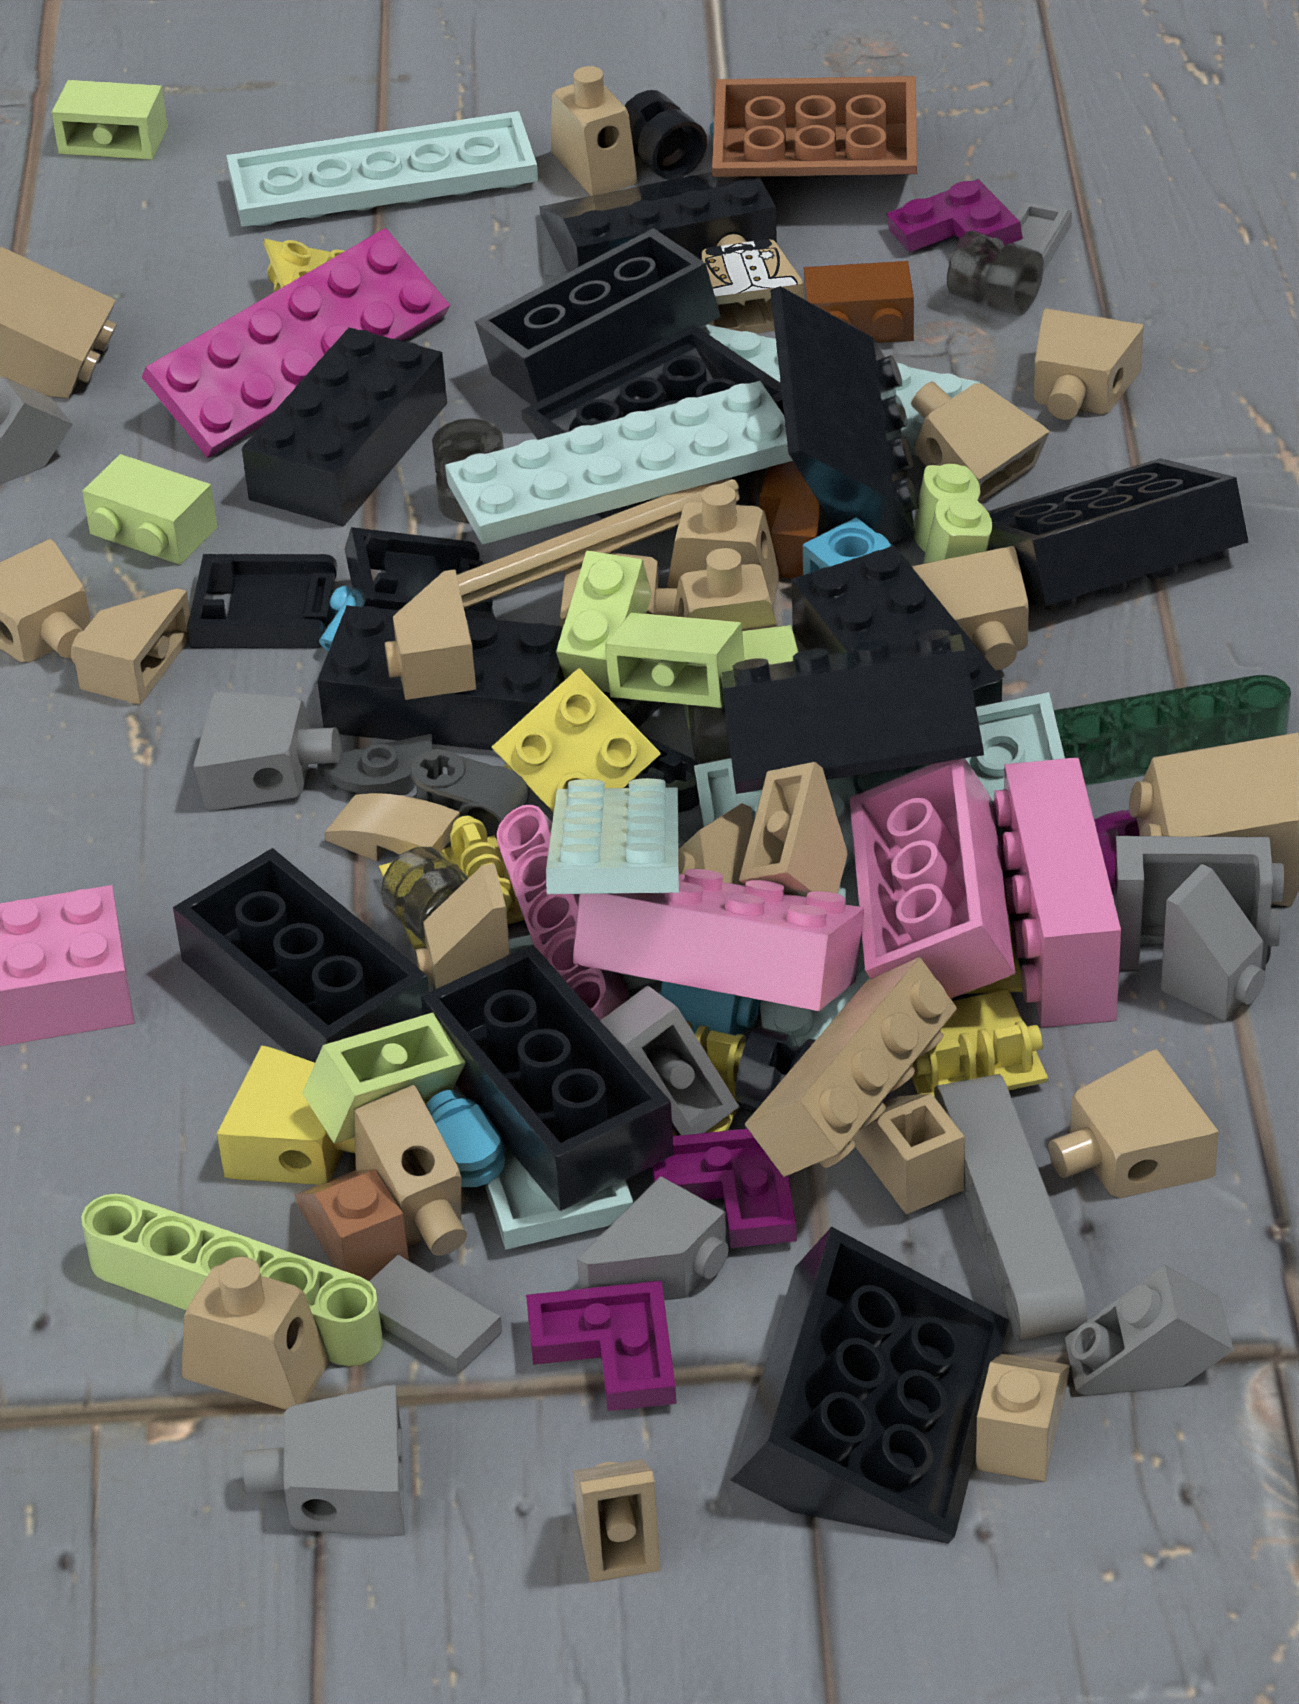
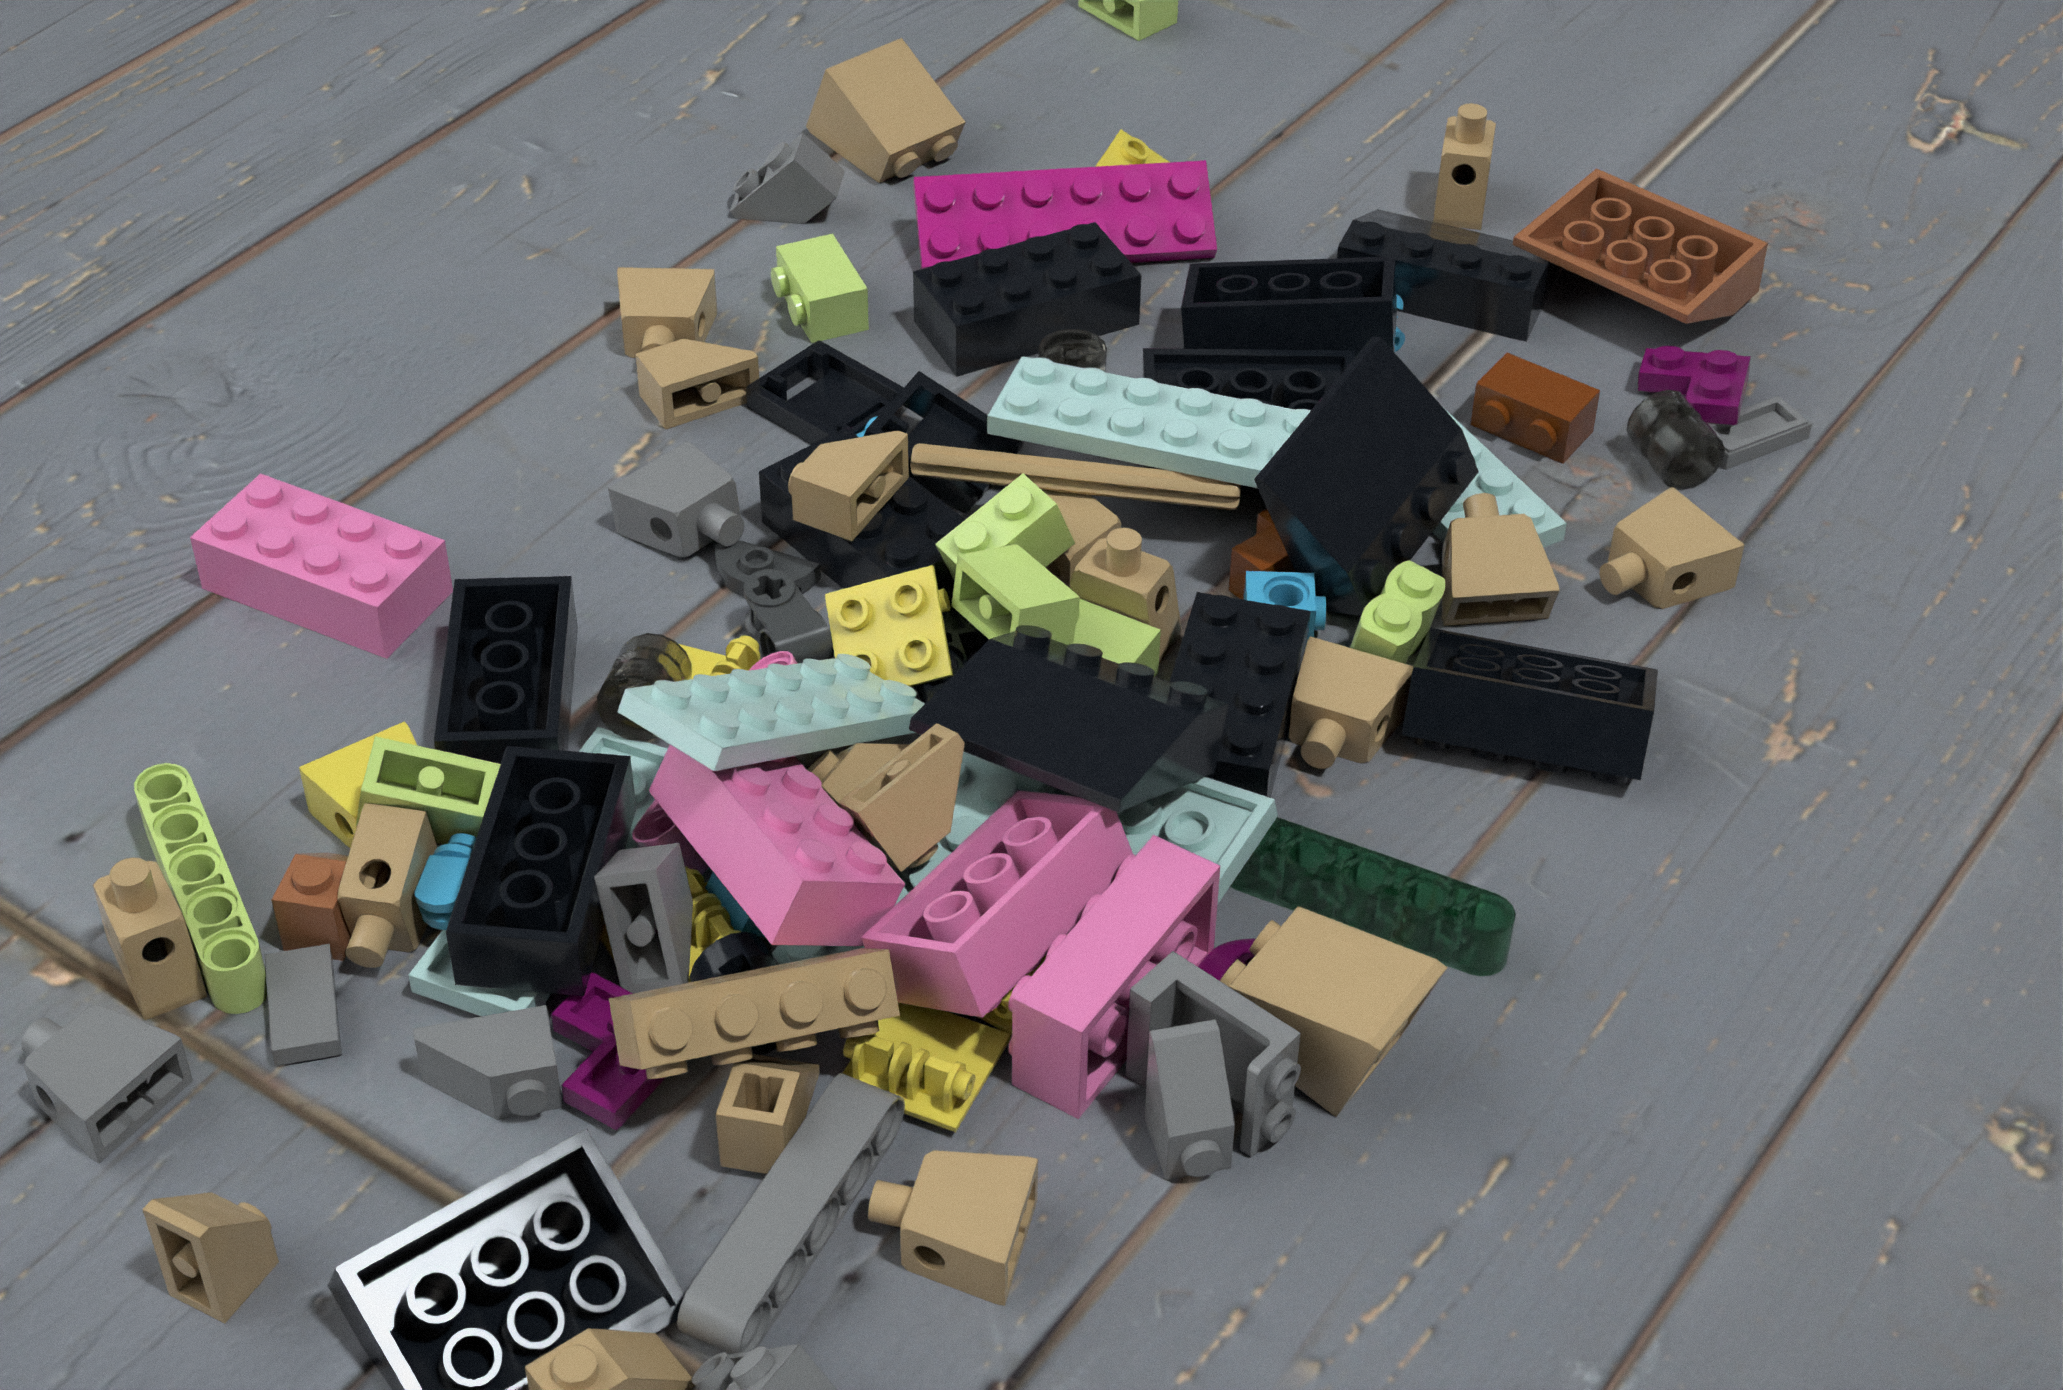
camera: 35 degrees right, 0 degrees up
(381, 169) = (1287, 123): light aqua plate -> none
(390, 822) = (709, 617): tan slope -> none
(465, 930) = (605, 731): tan slope -> none
(612, 1323) = (400, 1109): magenta plate -> none
(665, 135) = (1522, 191): black wheel -> none
(723, 524) = (1188, 537): tan torso -> none
(742, 281) = (1454, 346): torso -> none

